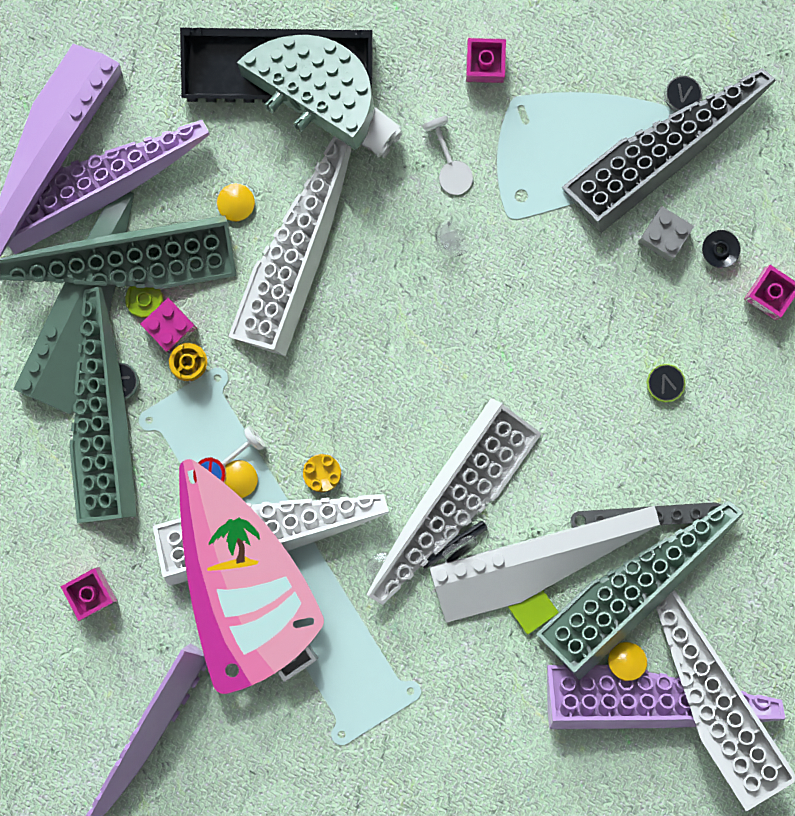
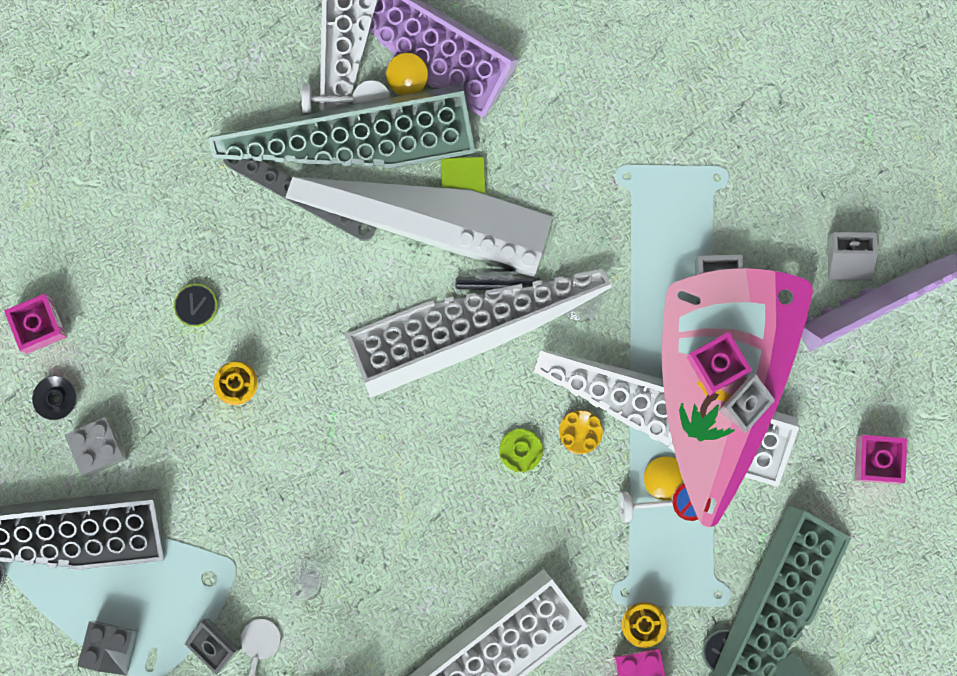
camera: 150 degrees left, 5 degrees down
(201, 736) = (852, 255): none -> light grey slope
(210, 569) = (747, 403): none -> light grey slope
(249, 584) = (719, 363): none -> dark pink brick
(357, 431) = (521, 450): none -> lime tile
(486, 151) = (212, 646): none -> dark grey slope
(559, 101) = (107, 648): none -> dark grey slope
(596, 344) = (235, 383): none -> yellow cone
(649, 626) = (364, 92): none -> white piece

